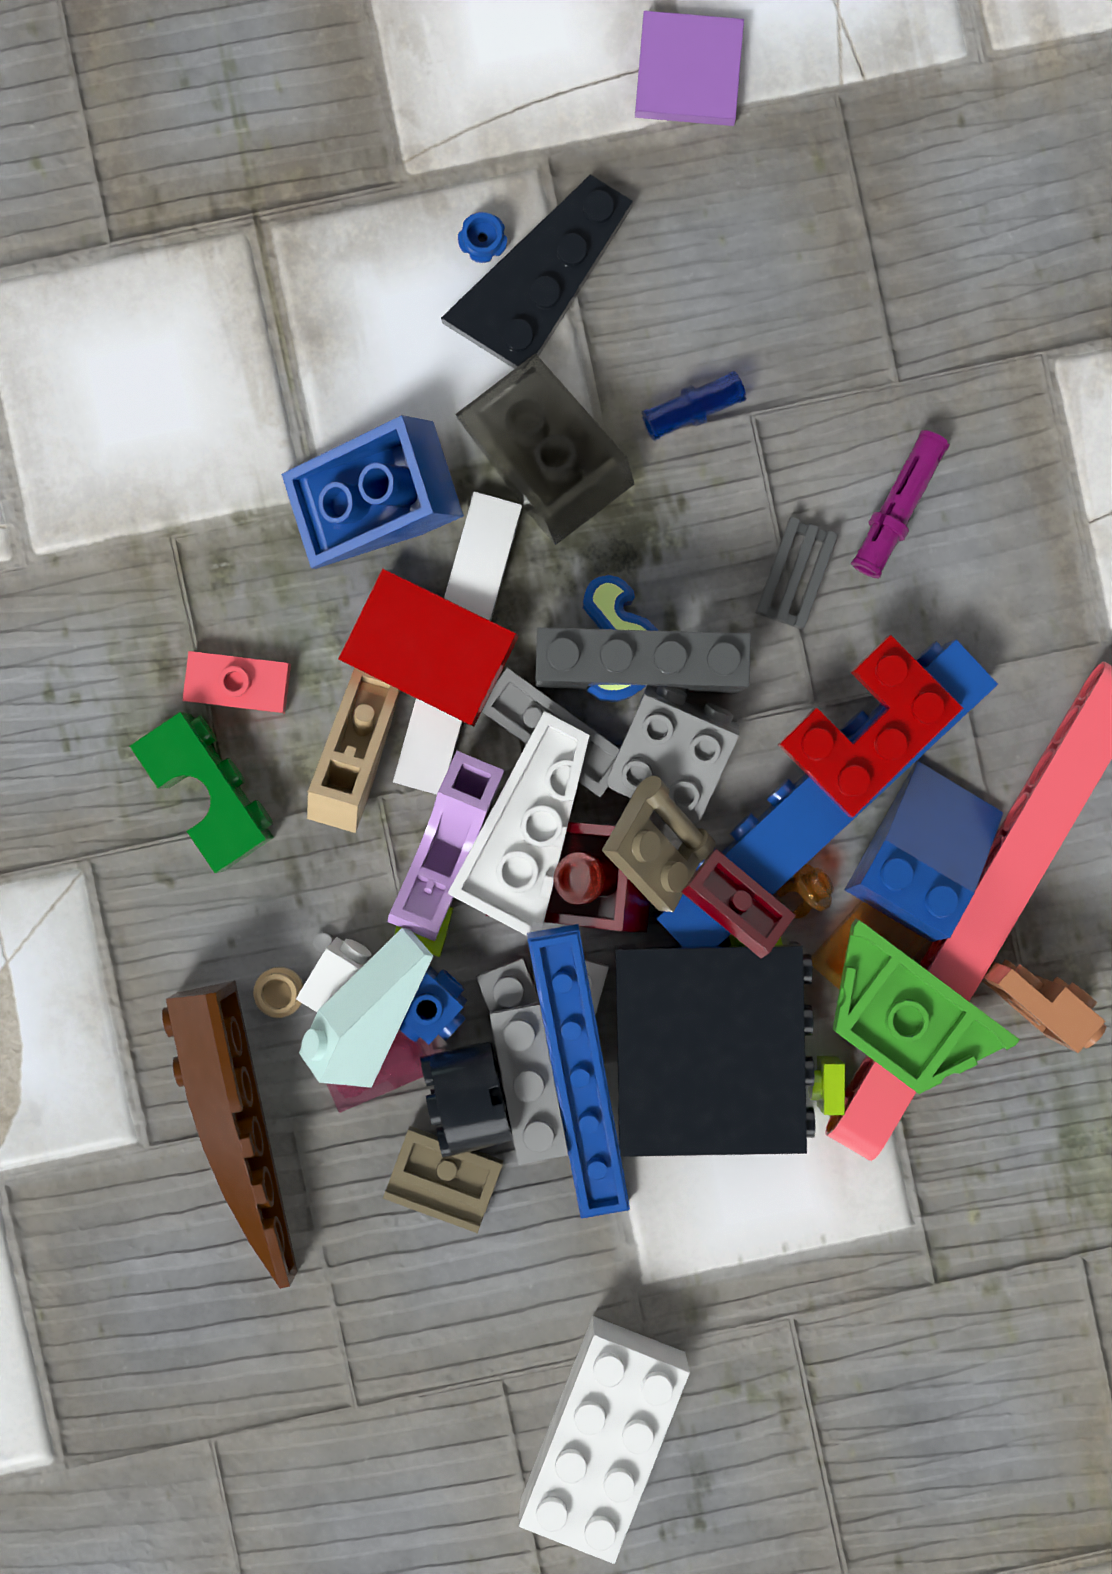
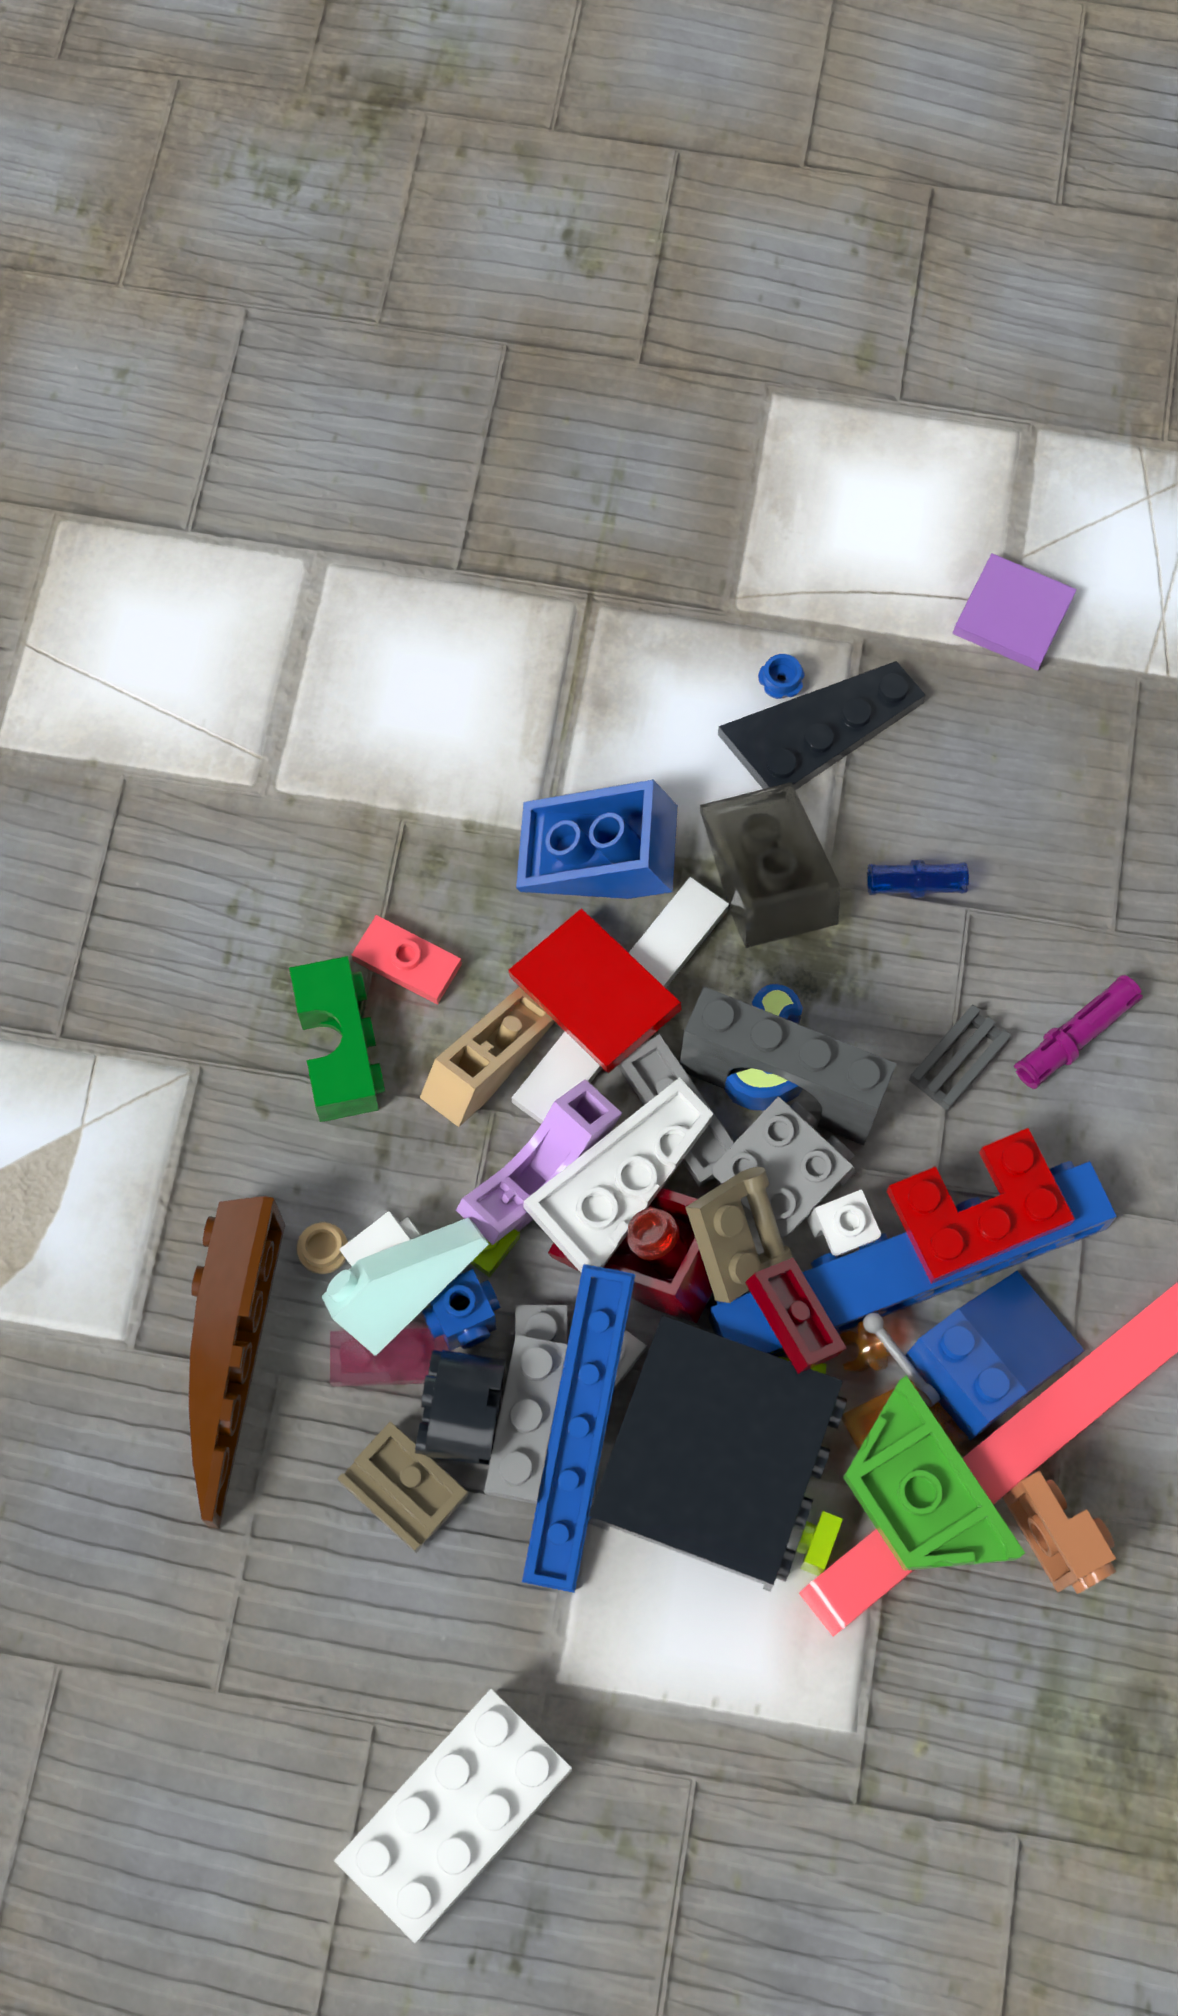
camera: 20 degrees right, 20 degrees down
(750, 788) = (845, 1223): none -> white bracket
(810, 875) = (874, 1324): none -> light grey hinge

